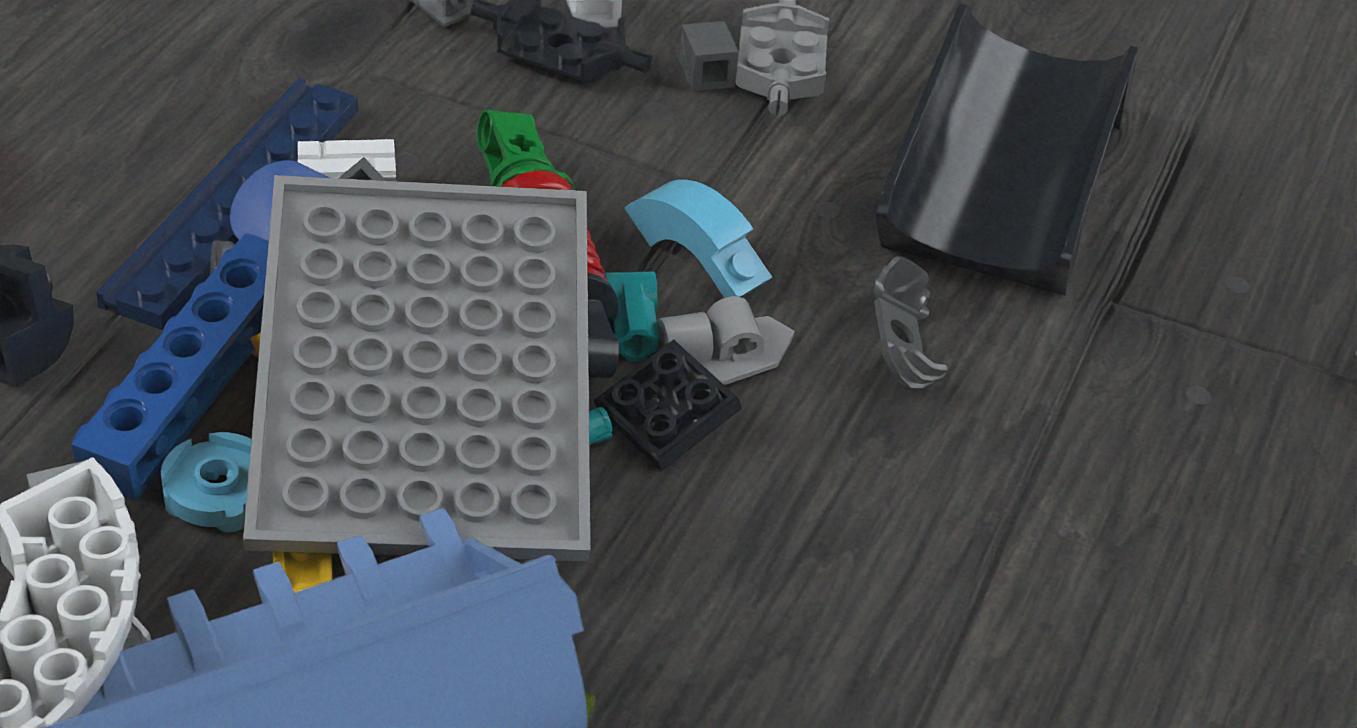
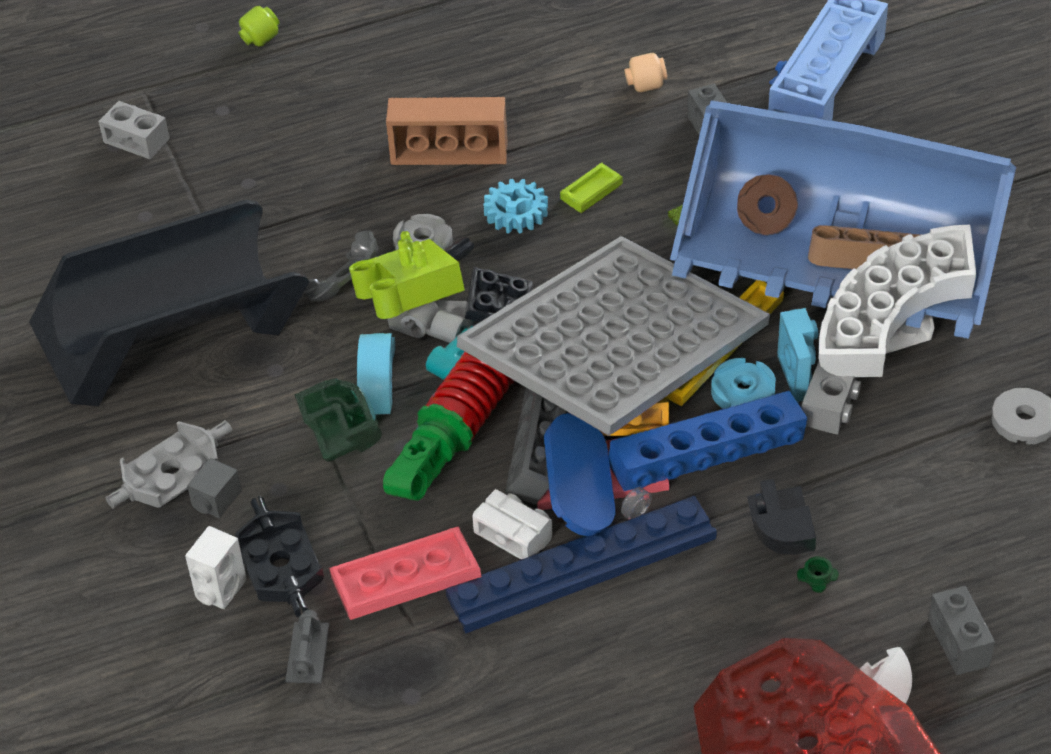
camera: 130 degrees left, 5 degrees up
(168, 523) = (797, 350): none -> medium azure plate
(416, 89) = (404, 573): none -> coral tile
(655, 147) = (339, 417): none -> clear green brick
(753, 666) = (591, 187): none -> lime tile
(796, 343) = (410, 275): none -> lime piece
(810, 546) = (515, 206): none -> medium azure gear
(876, 466) = (425, 225): none -> light grey tile
(1035, 569) = (447, 131): none -> nougat brick

